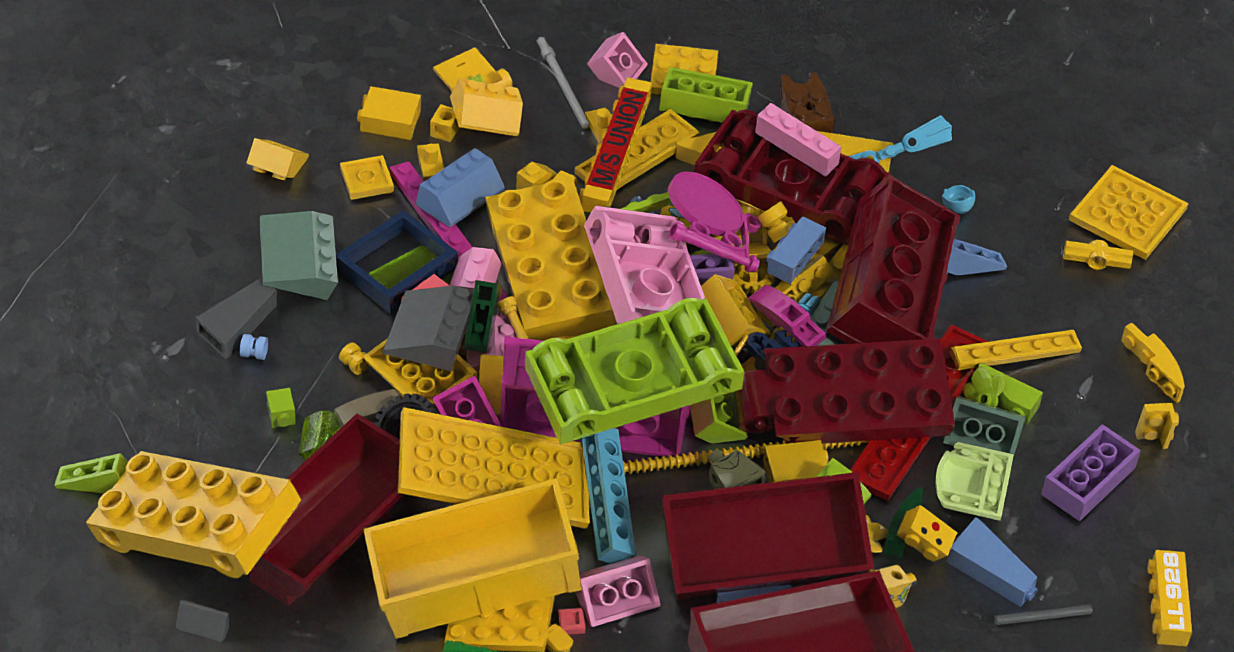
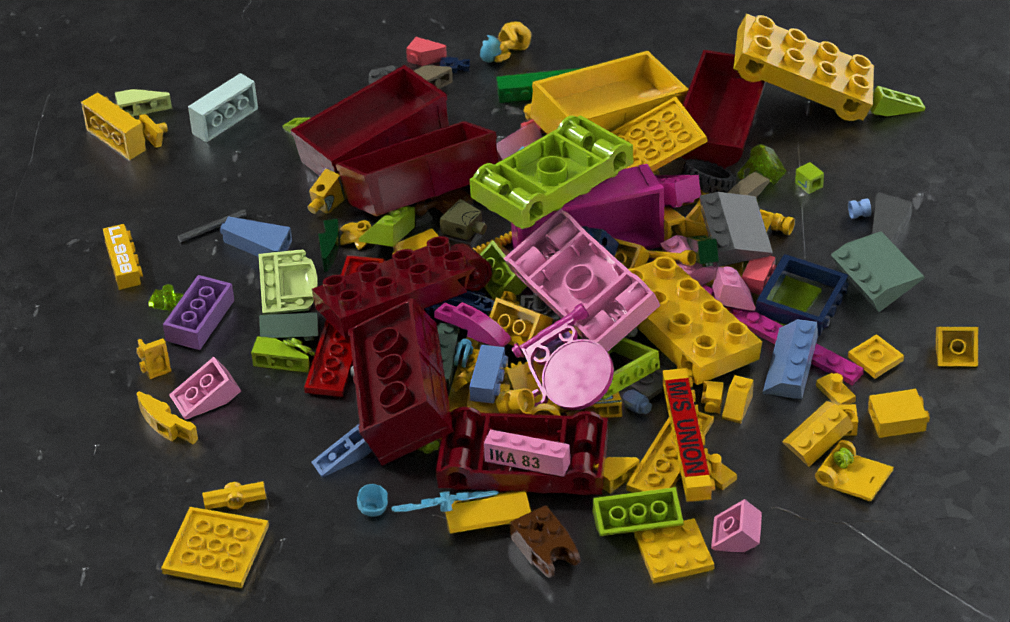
camera: 165 degrees right, 5 degrees down
(549, 56) = (803, 520): light grey bar -> none
(926, 533) = (309, 225): yellow brick -> none
(1015, 349) = (282, 388): yellow tile -> none
(1101, 378) = (205, 390): none -> bright pink slope
(1120, 519) = (165, 299): none -> clear neon green tile

